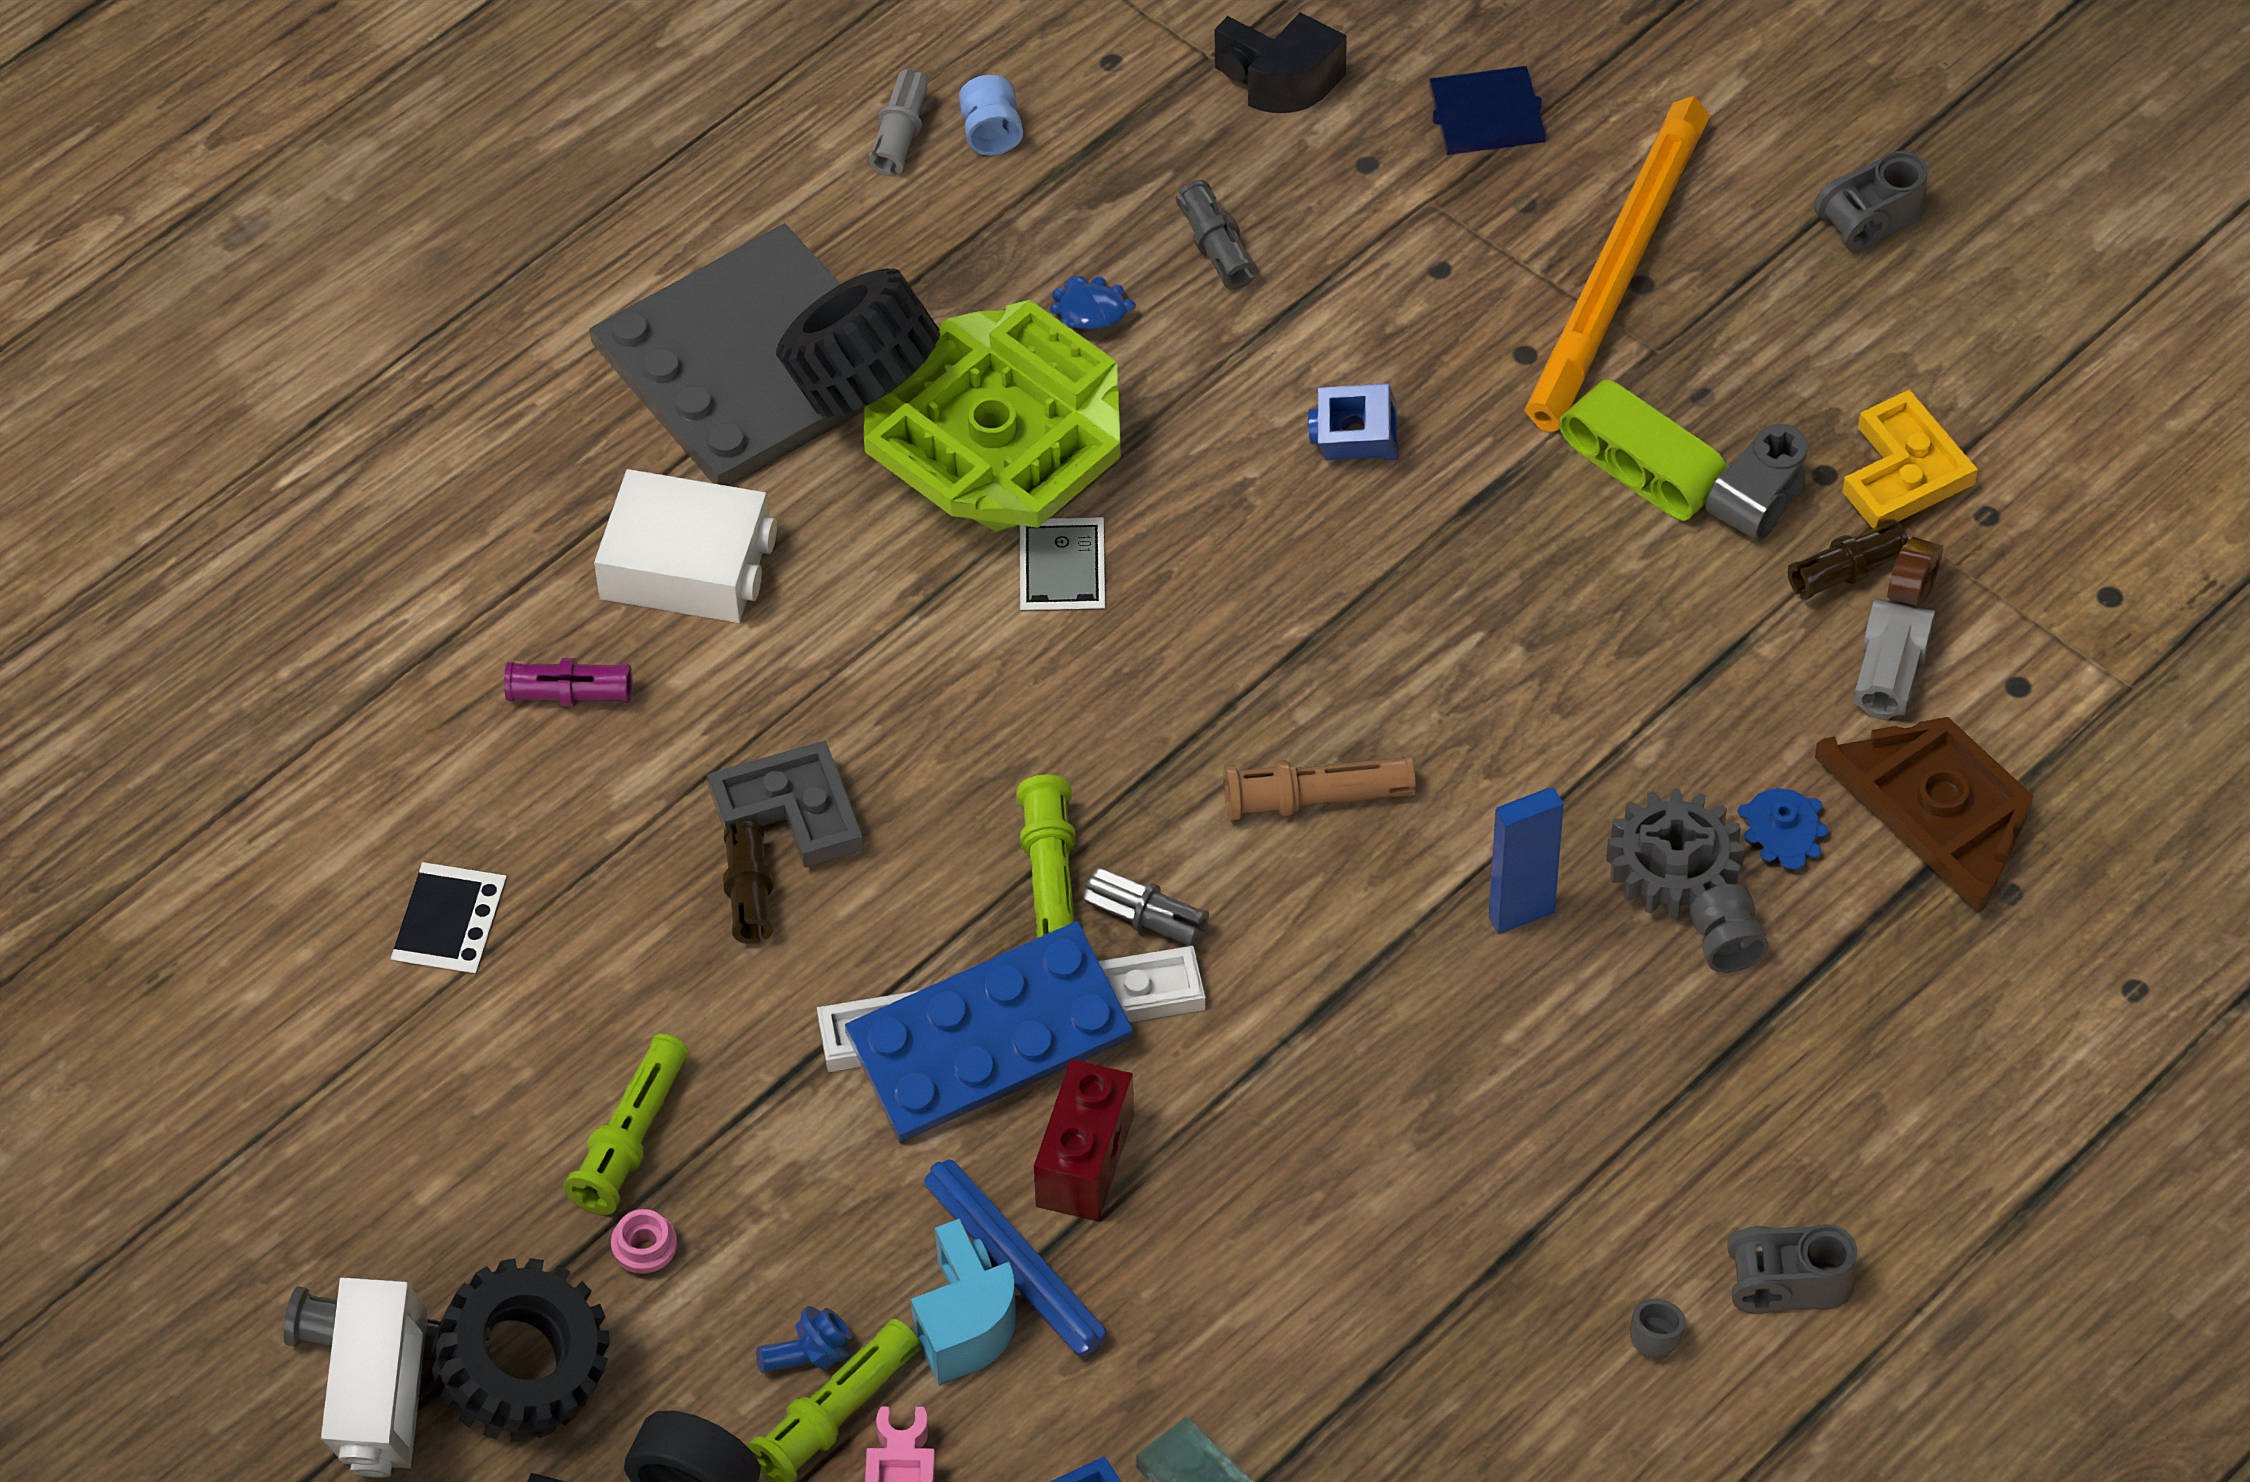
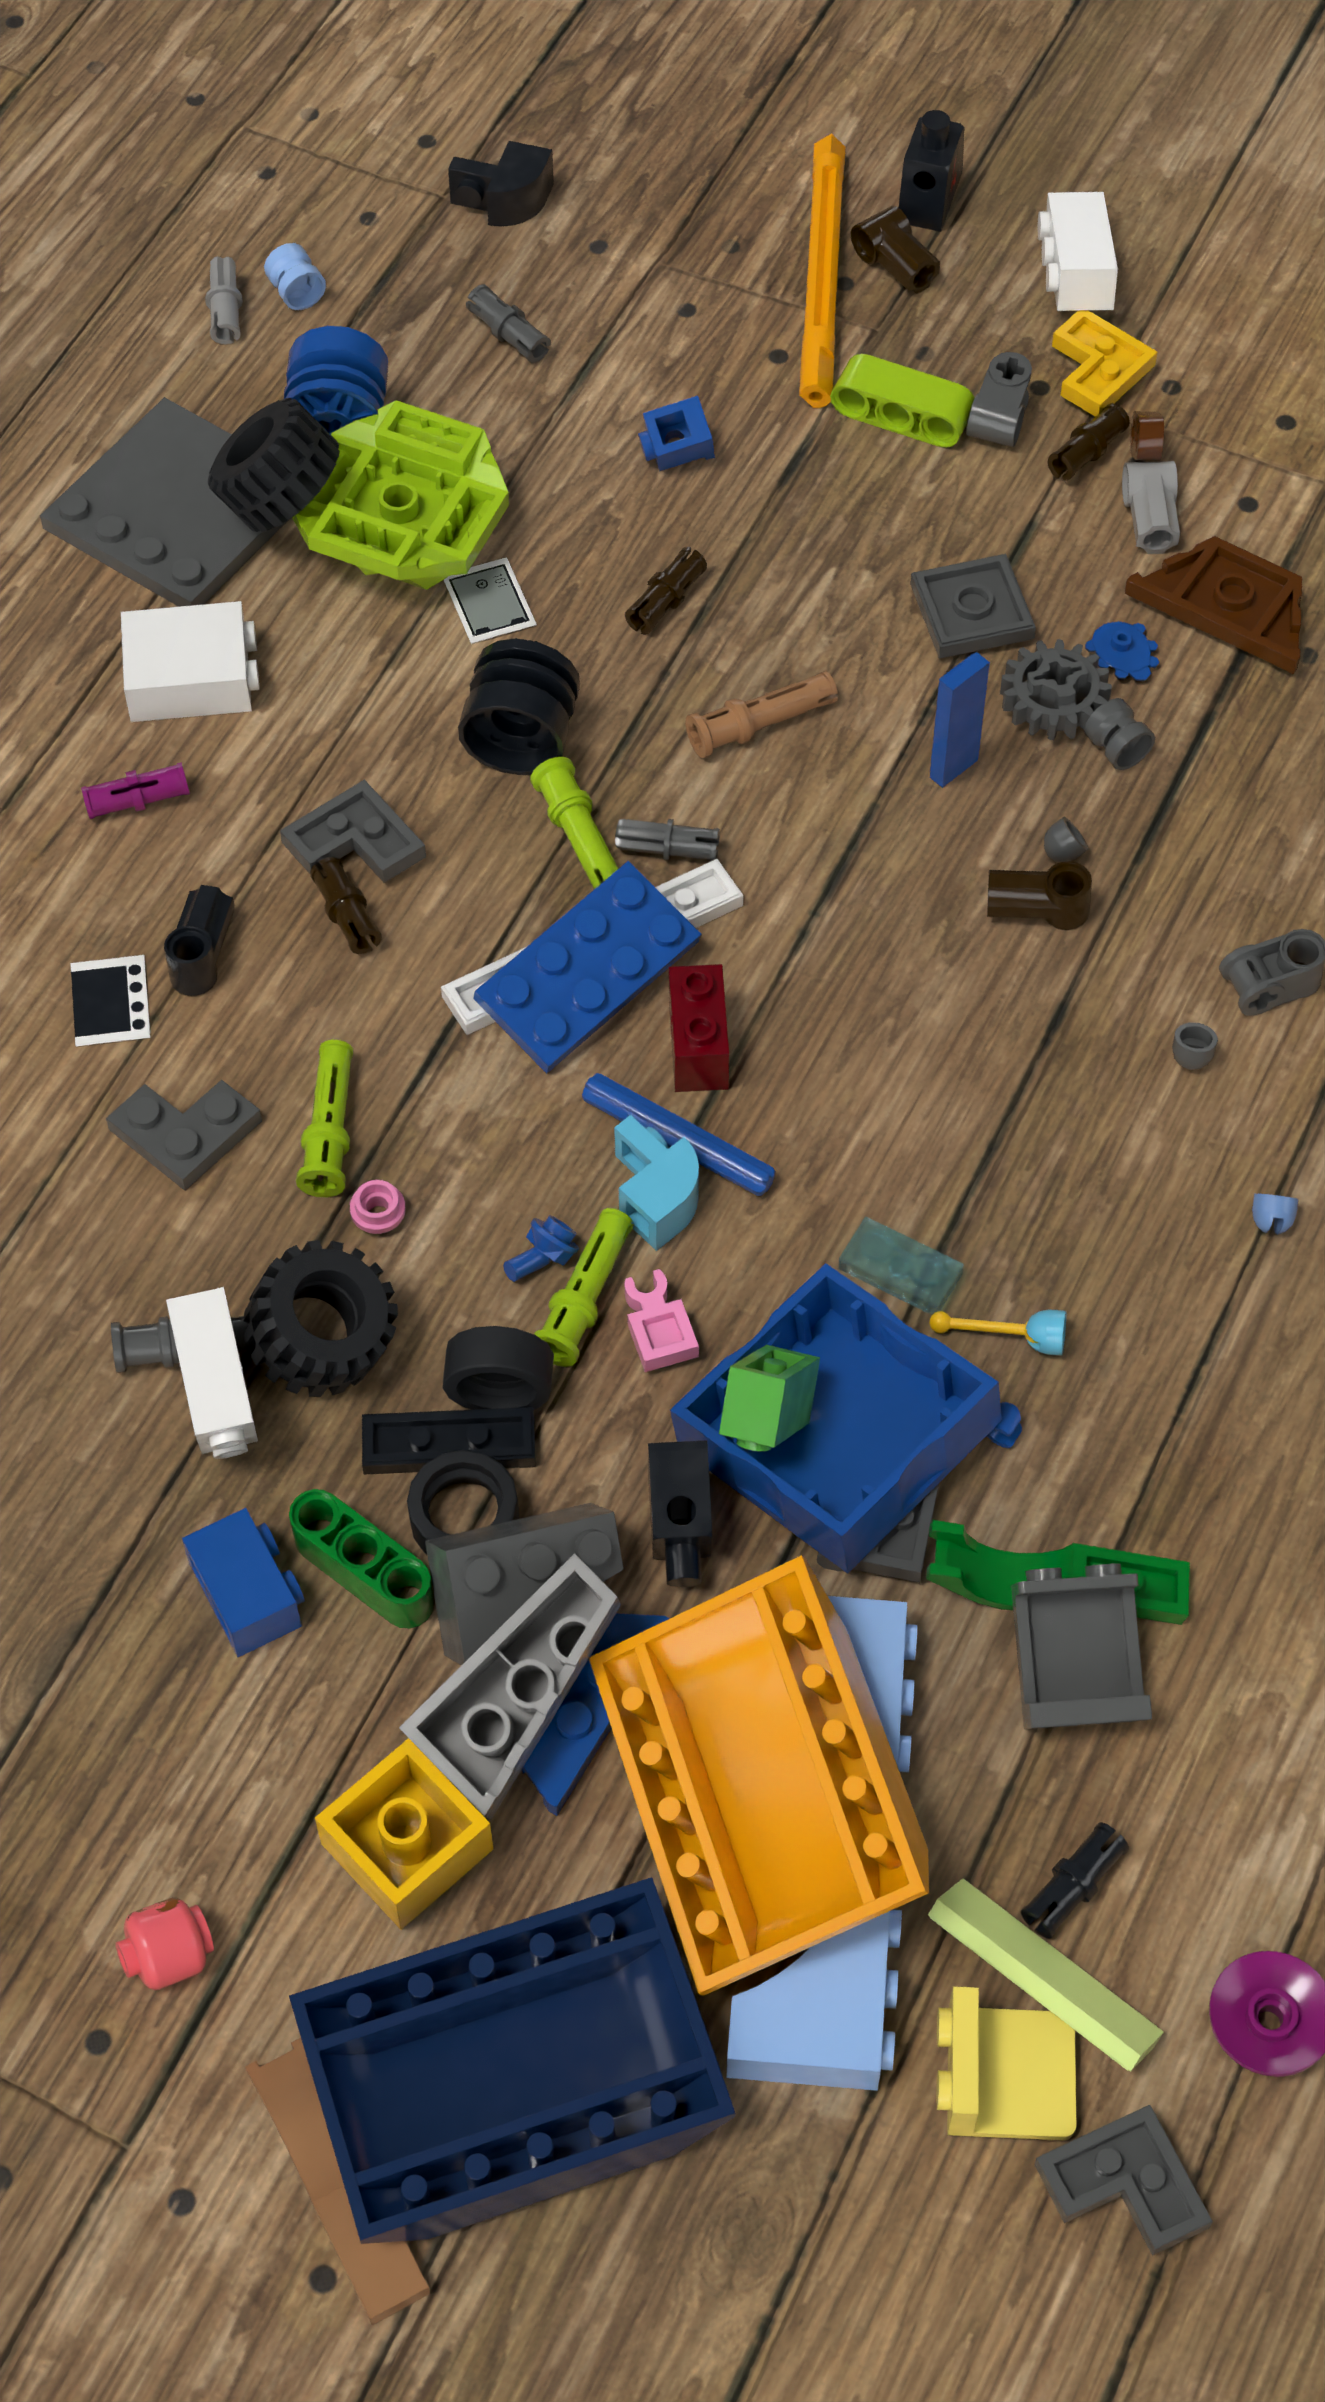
camera: 20 degrees left, 5 degrees up
(468, 1105) = (188, 1142): none -> dark grey plate
(561, 881) = (197, 940): none -> black piece
(975, 256) = (337, 375): none -> blue wheel
(1029, 702) = (518, 706): none -> black wheel
(1090, 303) = (433, 397): blue piece -> none
(1268, 607) = (665, 590): none -> dark brown pin
(1487, 110) = (673, 184): clear blue piece -> none
(1548, 1096) = (1041, 894): none -> dark brown piece
(1609, 1039) = (1064, 841): none -> dark grey hinge
(1621, 724) = (972, 606): none -> dark grey plate
(1712, 249) = (890, 241): none -> dark brown piece
(1798, 157) = (934, 149): none -> black torso
(1875, 199) = (996, 176): dark grey piece -> none
(1929, 319) = (1078, 251): none -> white brick

